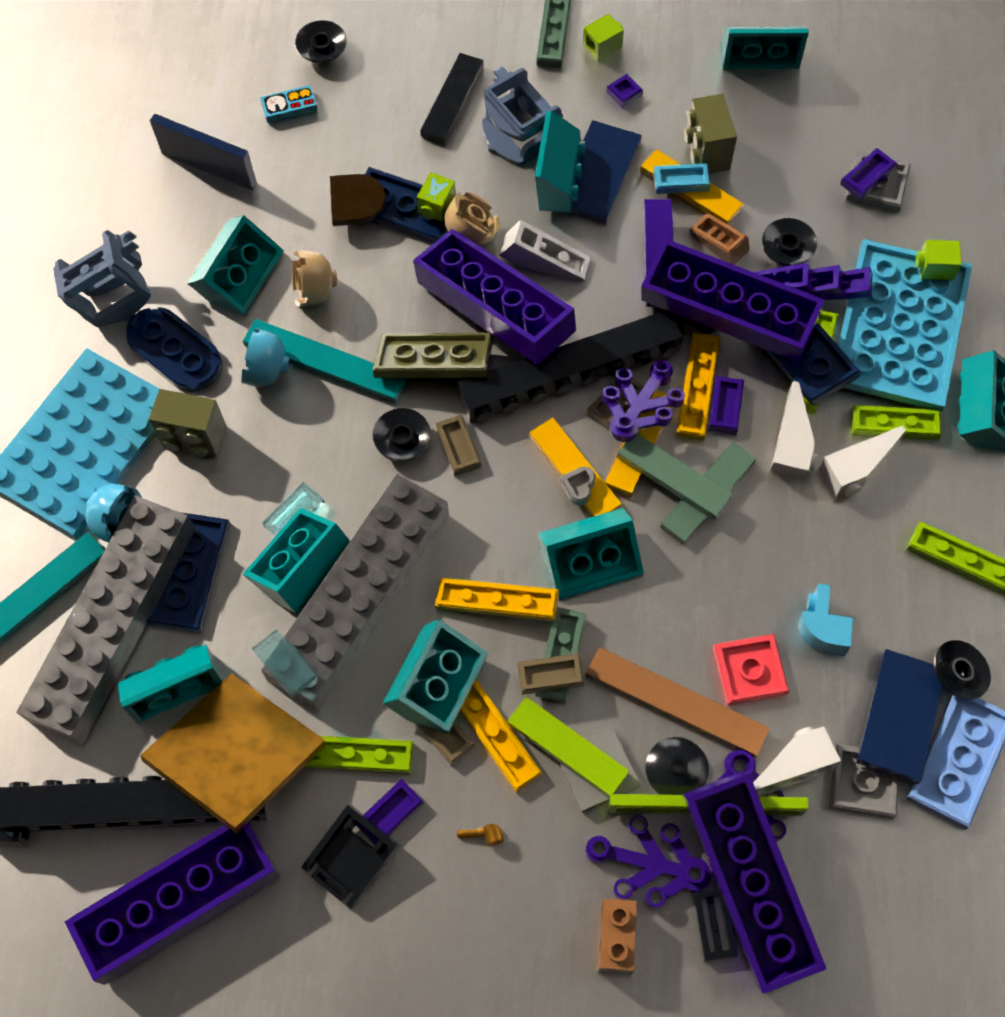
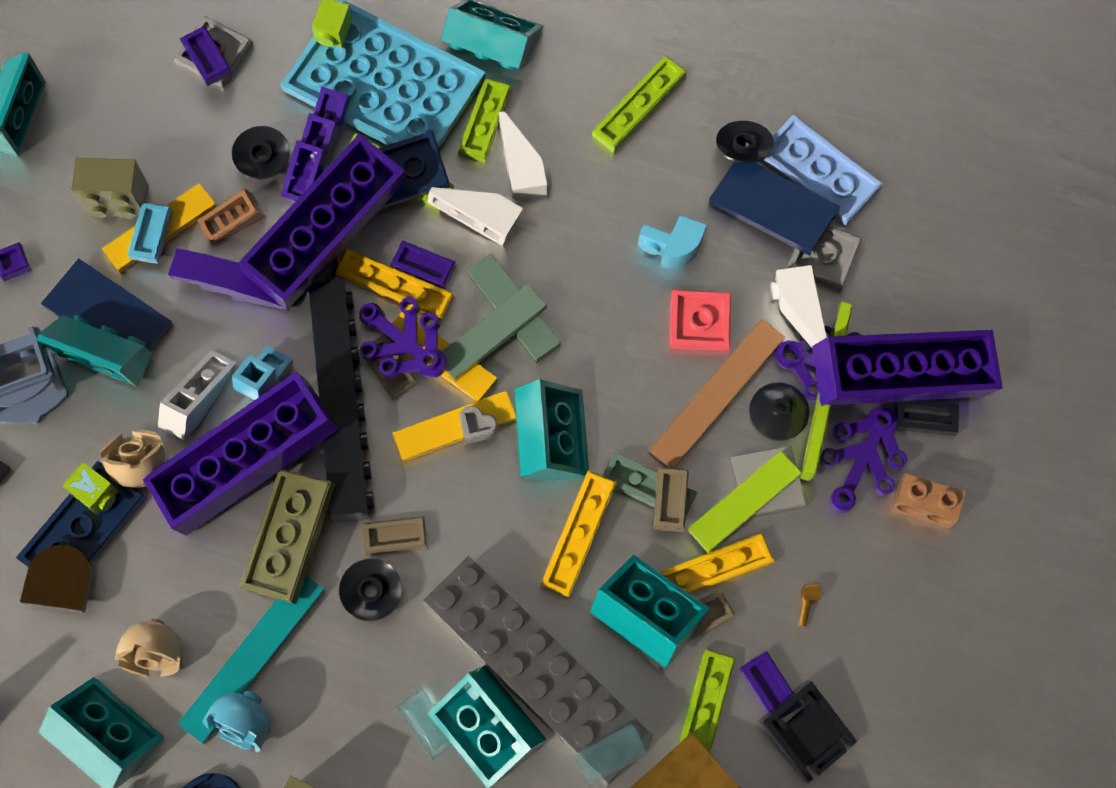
camera: 80 degrees left, 5 degrees up
(568, 287) = (262, 373): none -> medium azure brick

